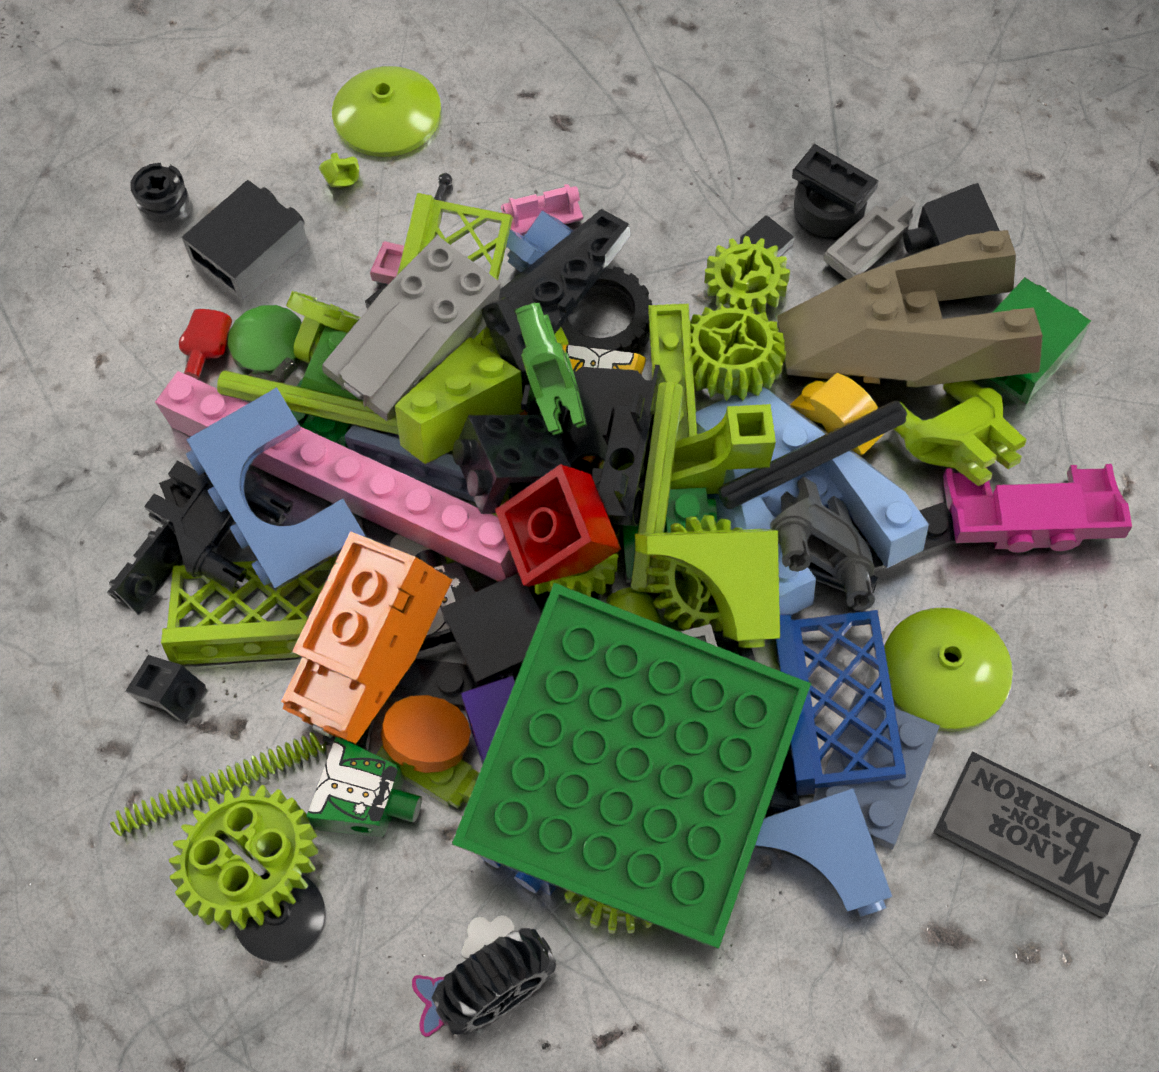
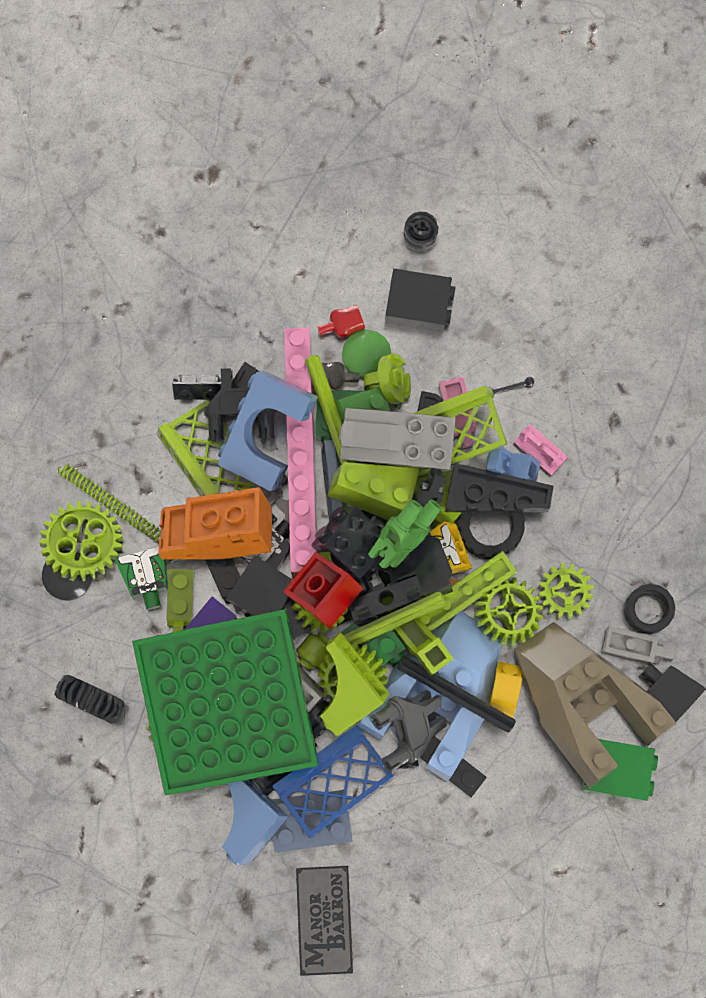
camera: 55 degrees right, 15 degrees up
(167, 687) = (142, 442): black bracket -> none
(340, 171) = (497, 320): lime piece -> none
(386, 111) = (555, 331): lime dish -> none
(424, 989) = (74, 669): sticker -> none
(425, 733) = (191, 587): orange tile -> none
(484, 932) = (115, 678): white sticker -> none
(772, 233) = (603, 587): black tile -> none
(835, 179) = (656, 605): black plate -> none
(942, 691) = (372, 838): lime dish -> none
(966, 435) = (530, 764): lime connector -> none
(1038, 514) = (505, 832): dark pink bracket -> none

